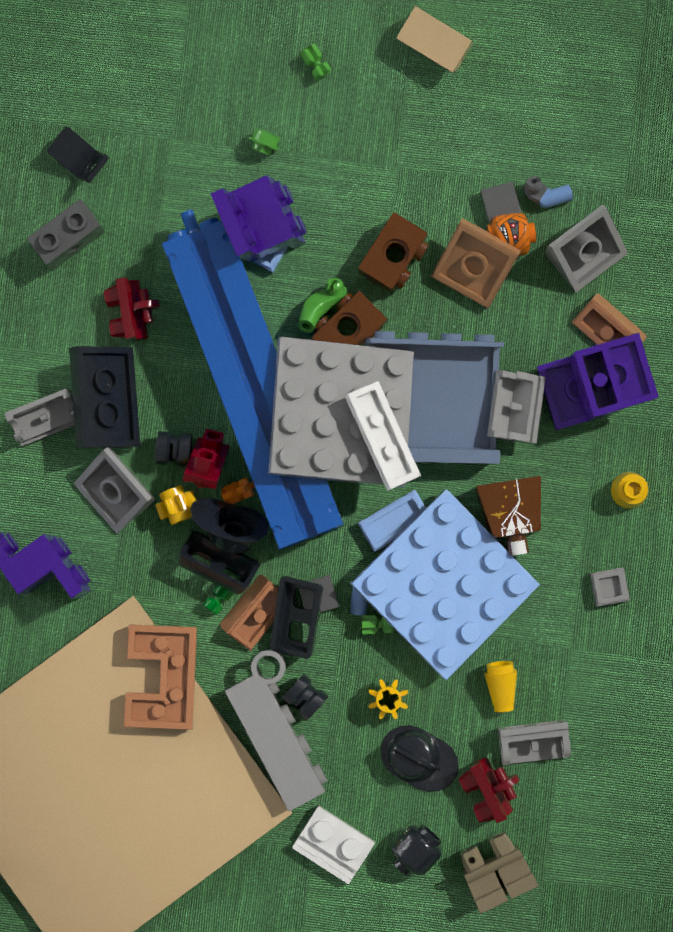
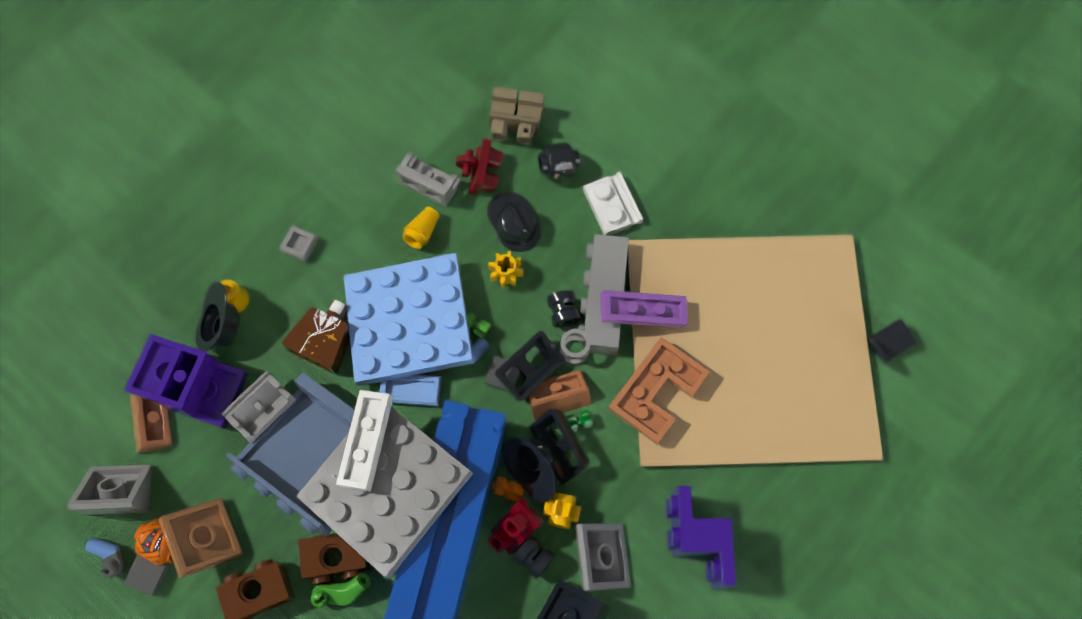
camera: 150 degrees left, 15 degrees down
(225, 745) = (643, 308): none -> medium lavender plate
(619, 455) = (218, 320): none -> black piece

